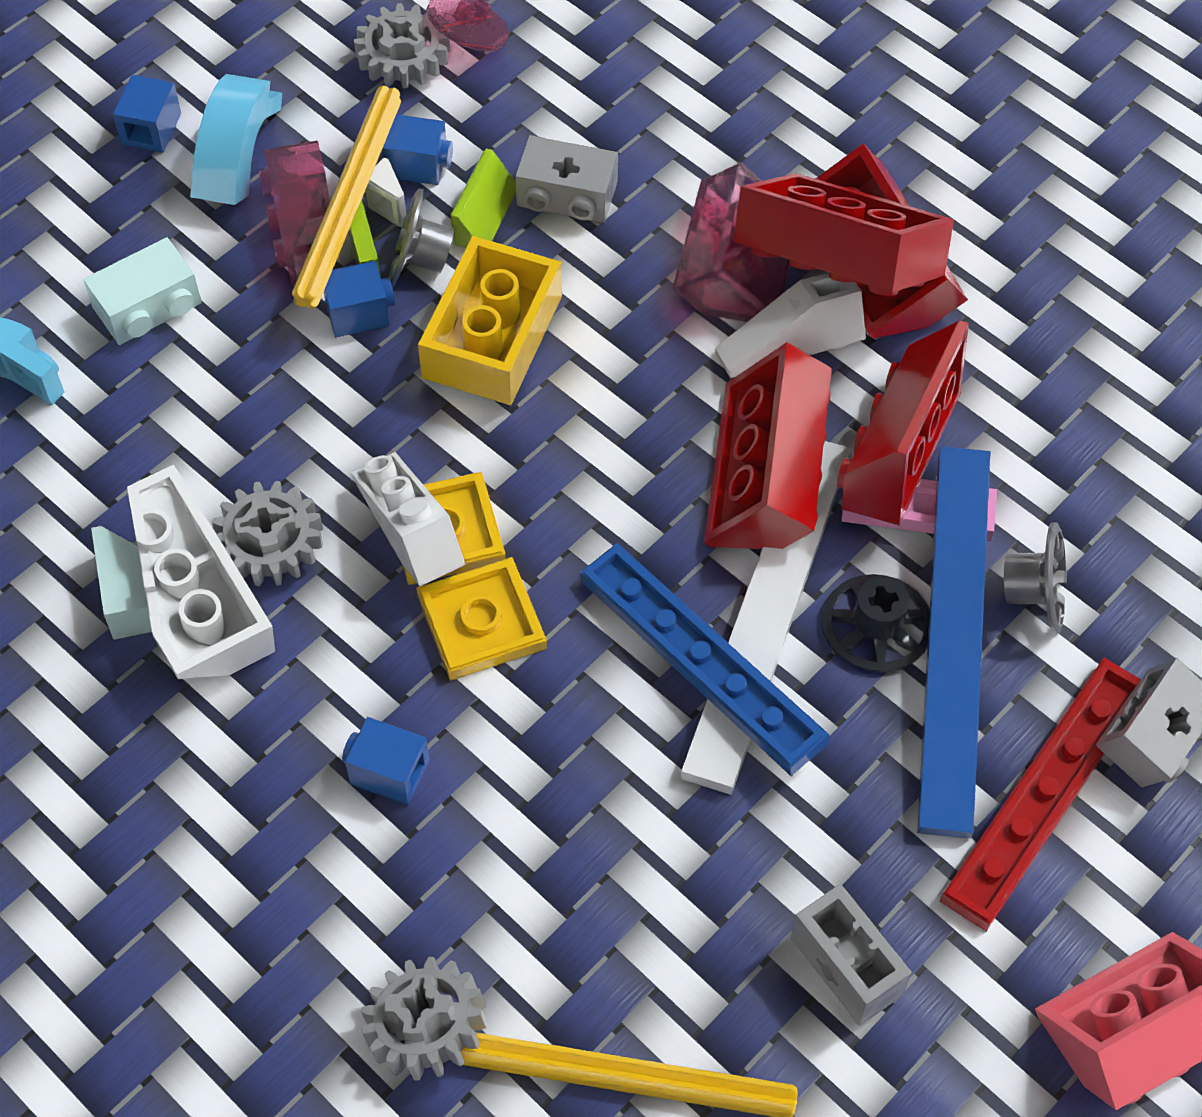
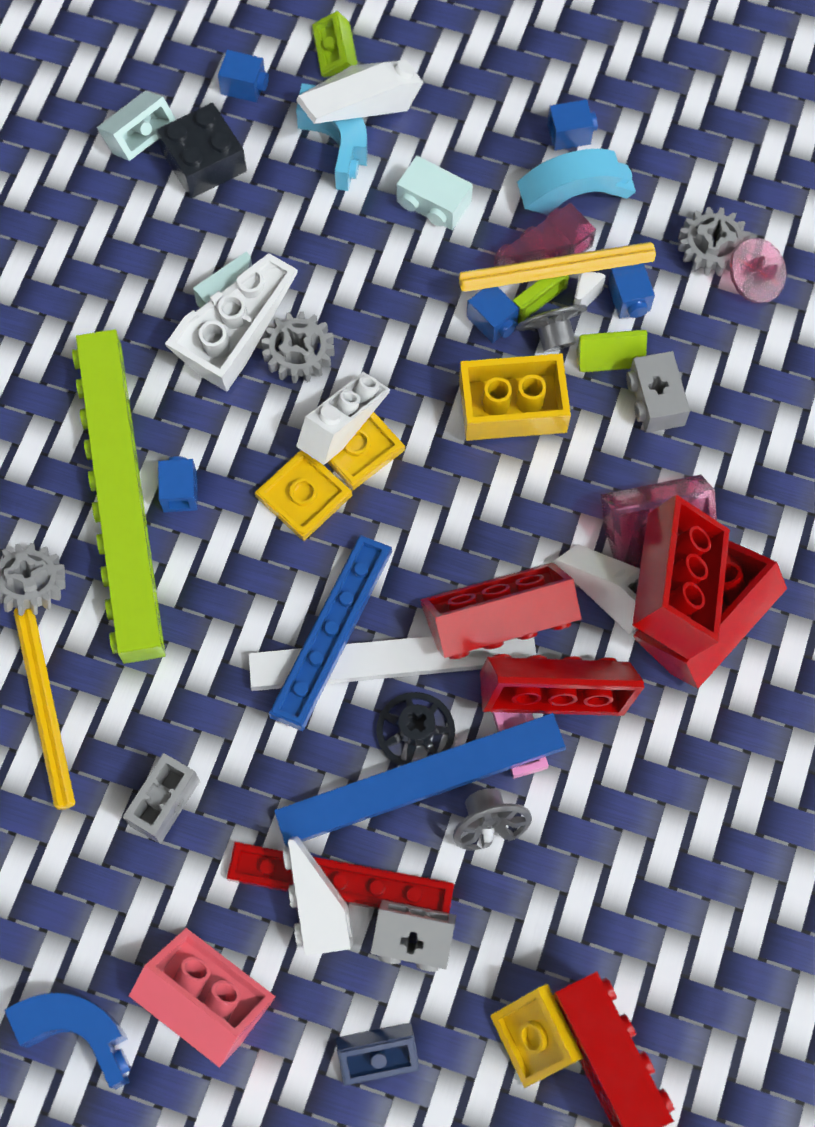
camera: 65 degrees right, 10 degrees up
(357, 843) = (119, 497): none -> lime brick
(1087, 816) = (321, 909): none -> white slope

